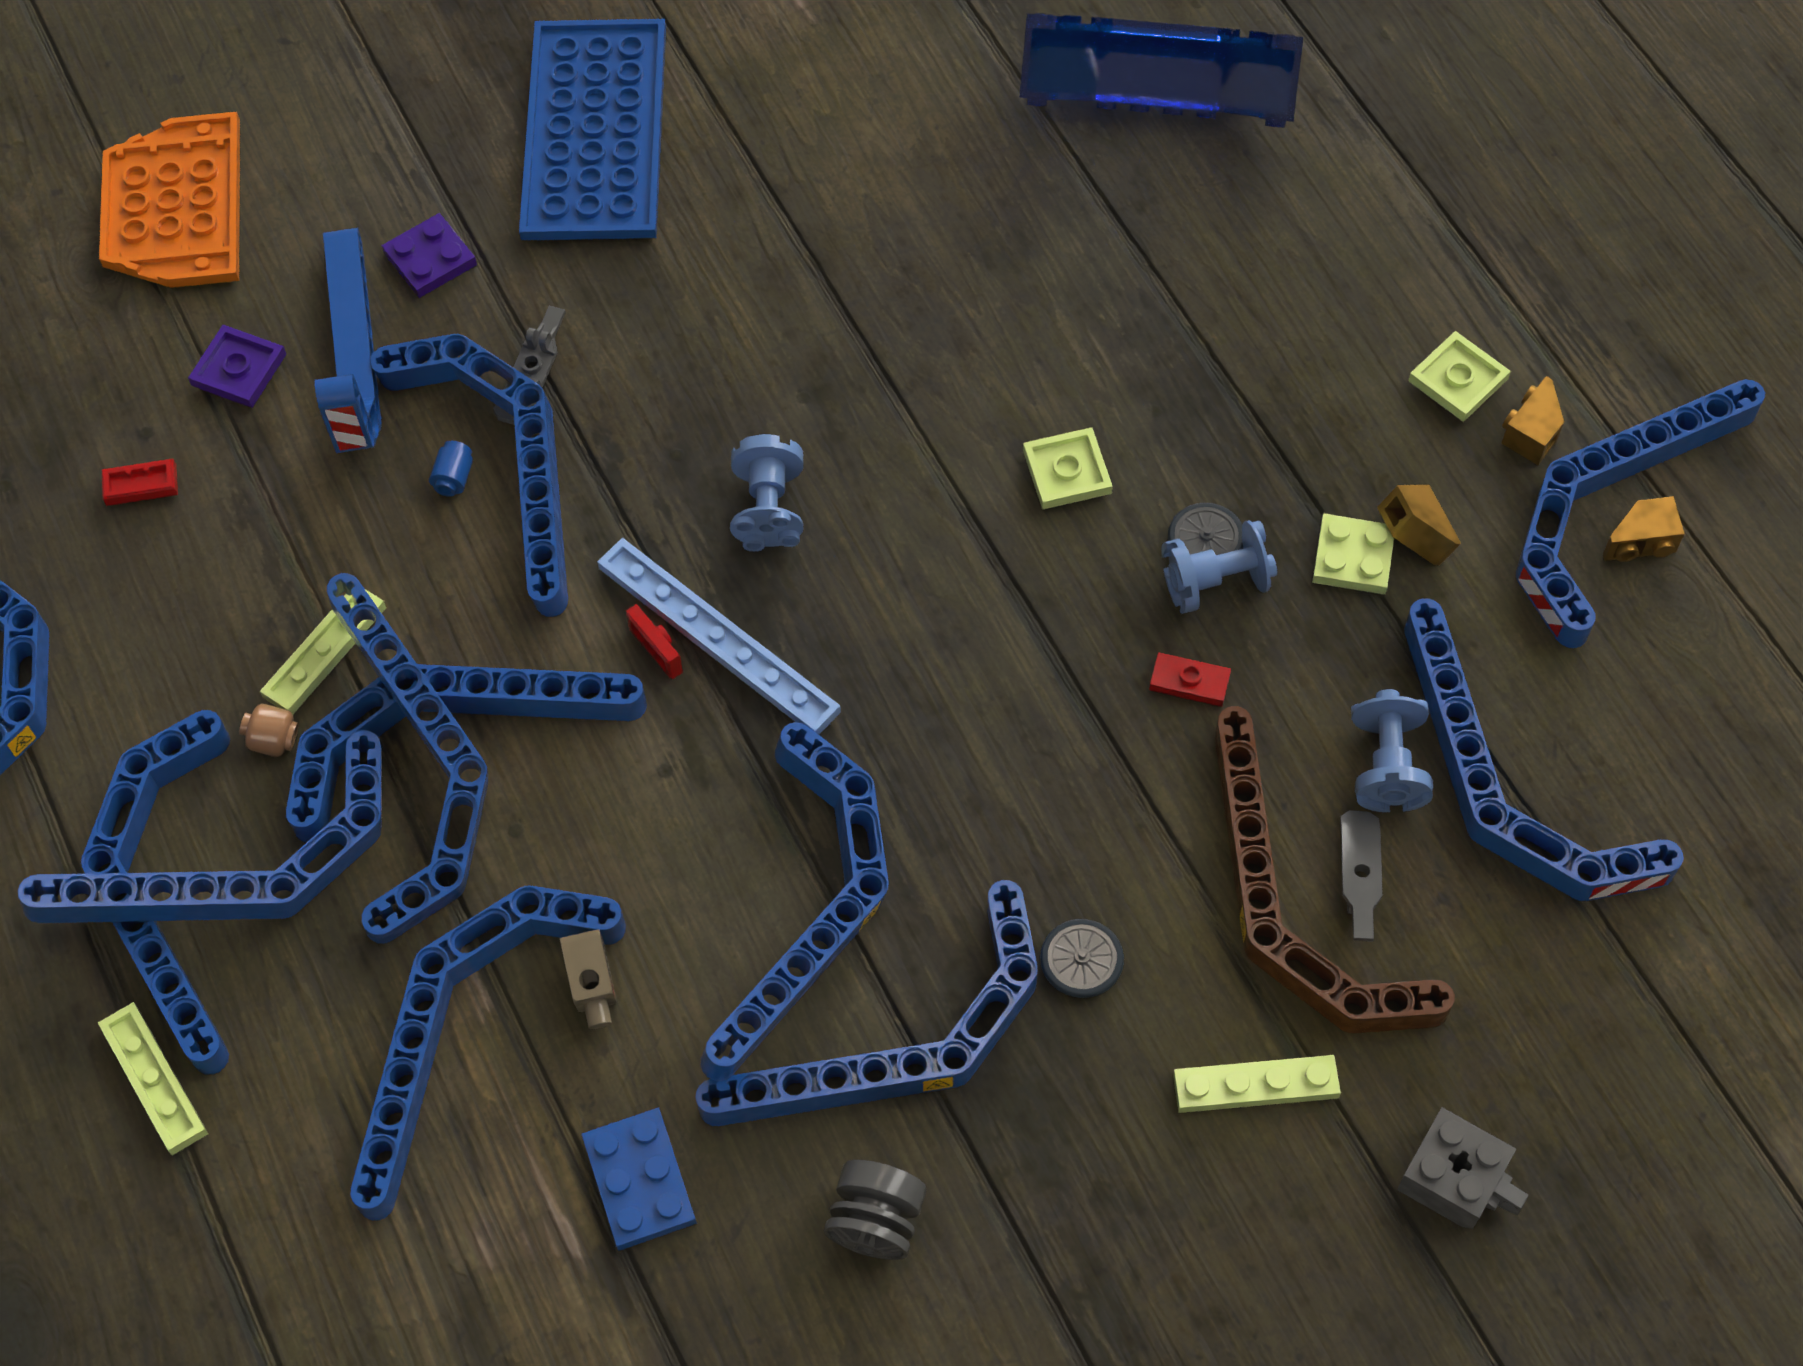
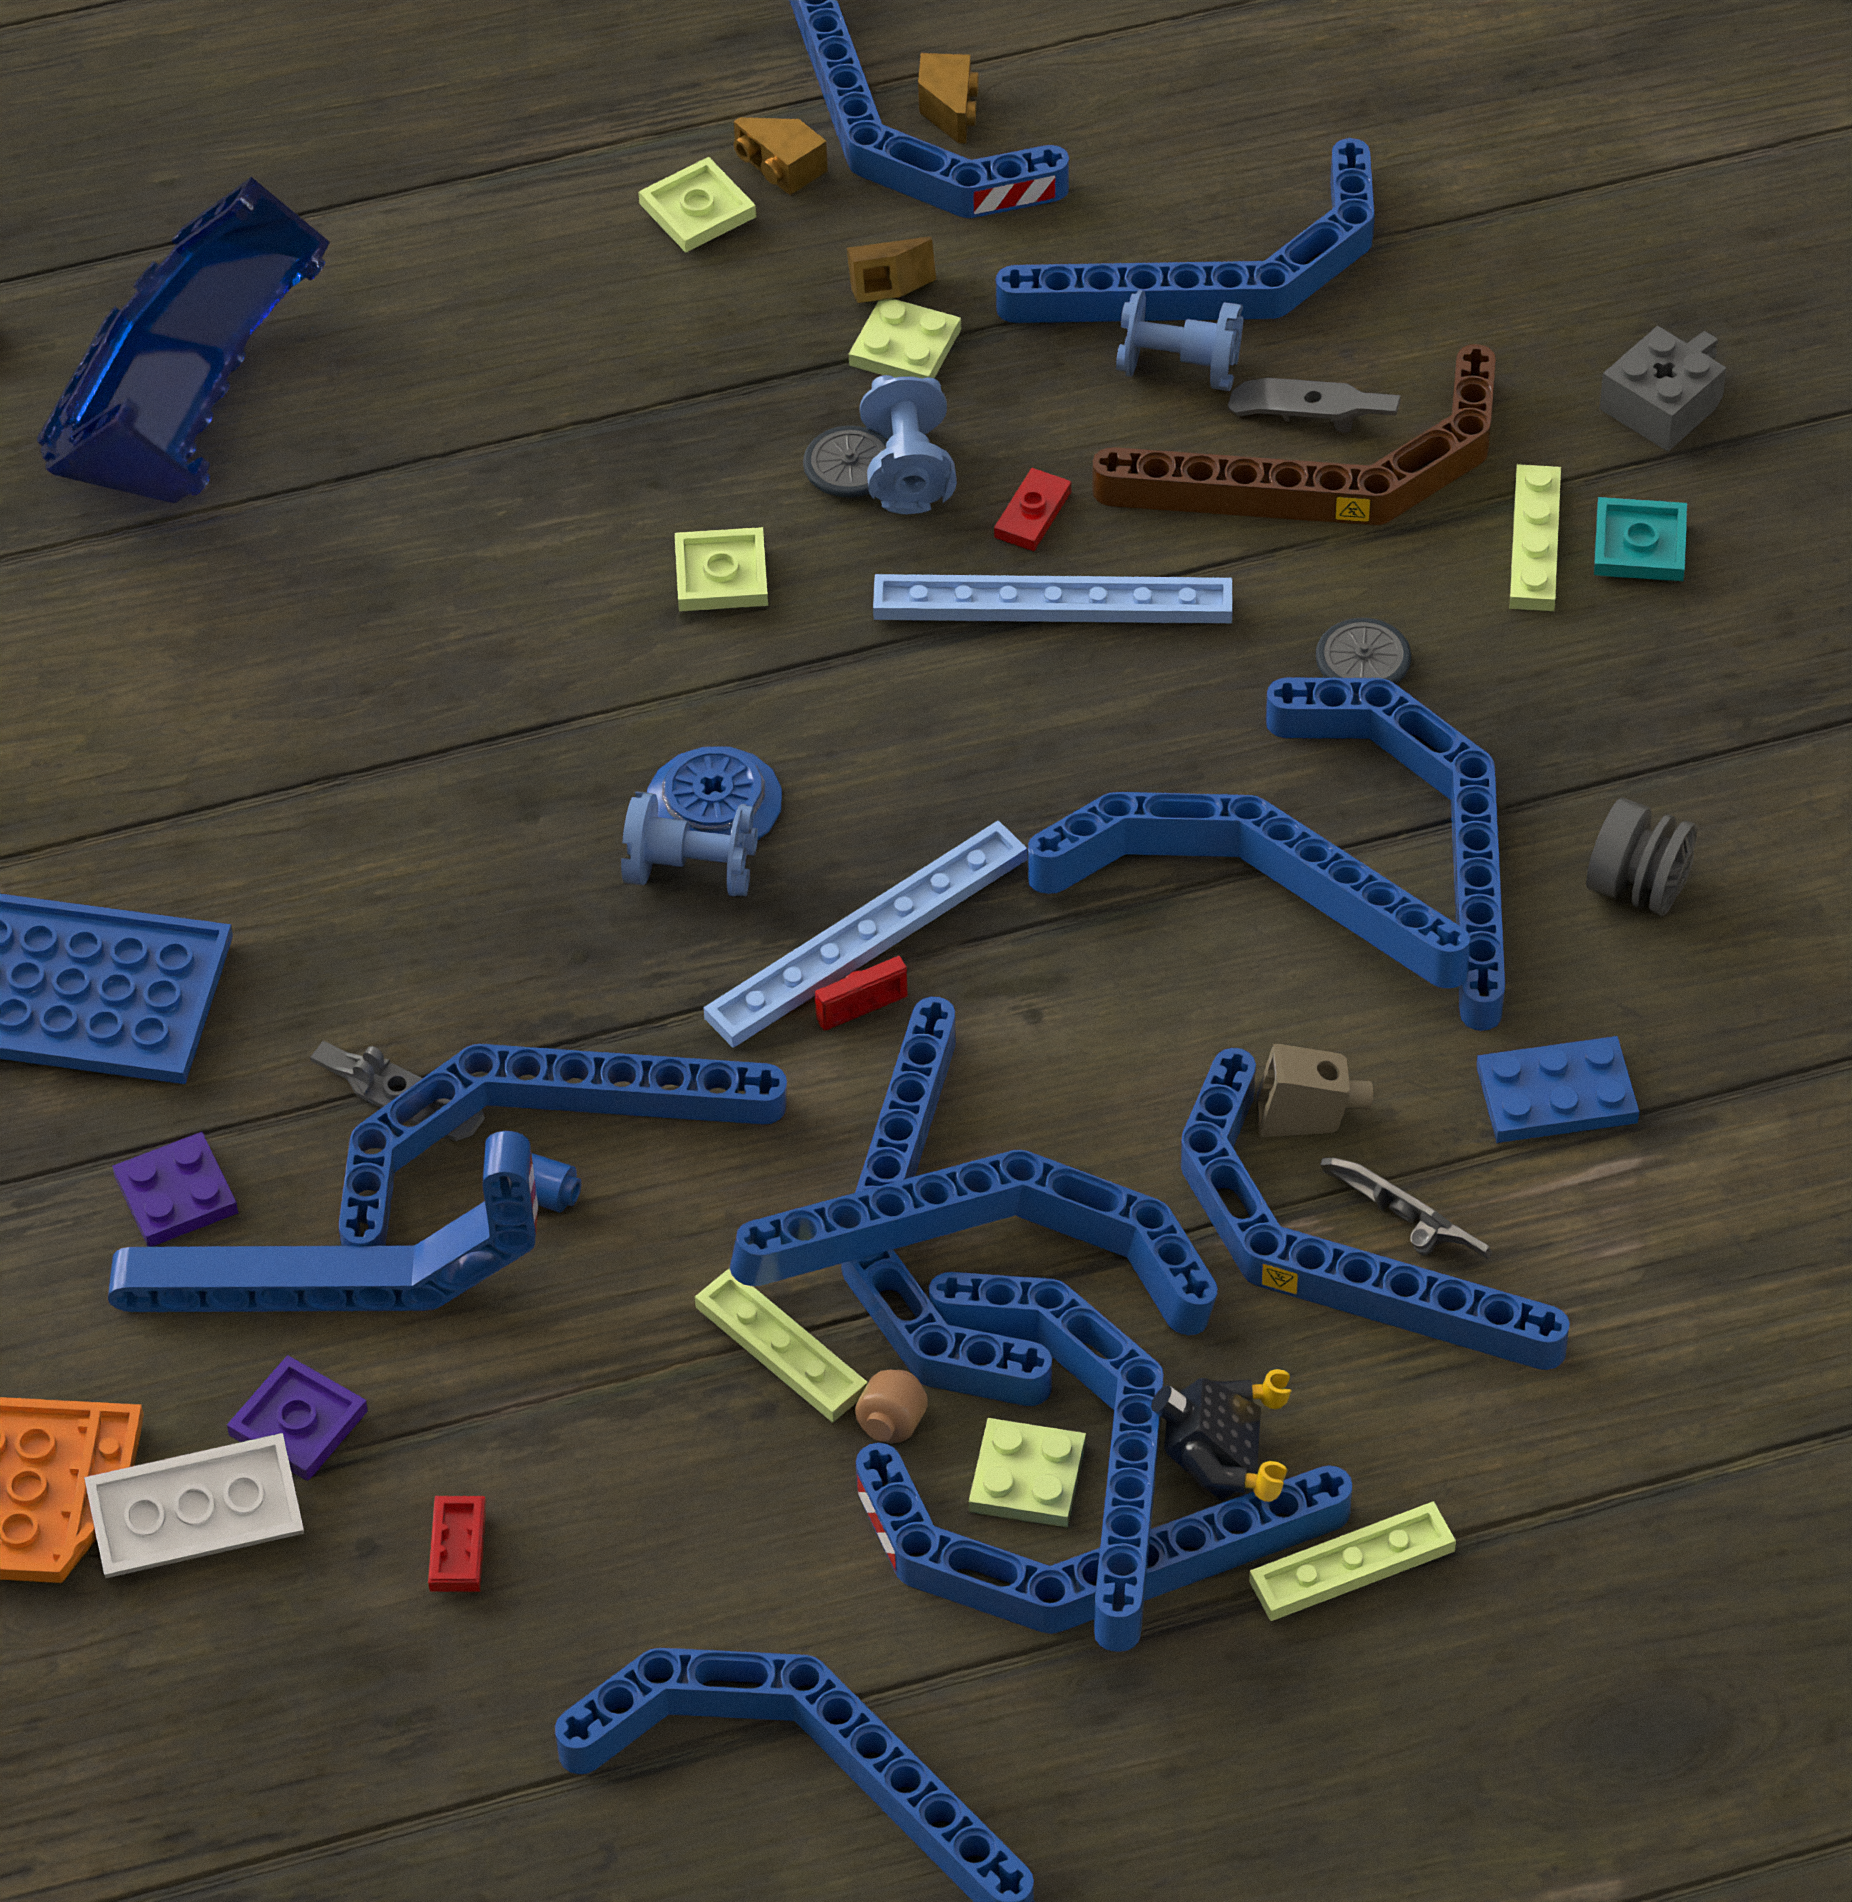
camera: 80 degrees left, 10 degrees down
(154, 320) = (194, 1505): none -> white plate
(227, 834) = (1027, 1472): none -> yellowish green plate
(241, 953) = (1217, 1432): none -> black torso
(495, 1070) = (1432, 1225): none -> dark grey piece
(852, 527) = (711, 784): none -> blue piece
(1090, 712) = (1052, 598): none -> light blue plate
(1269, 1173) = (1640, 539): none -> teal plate

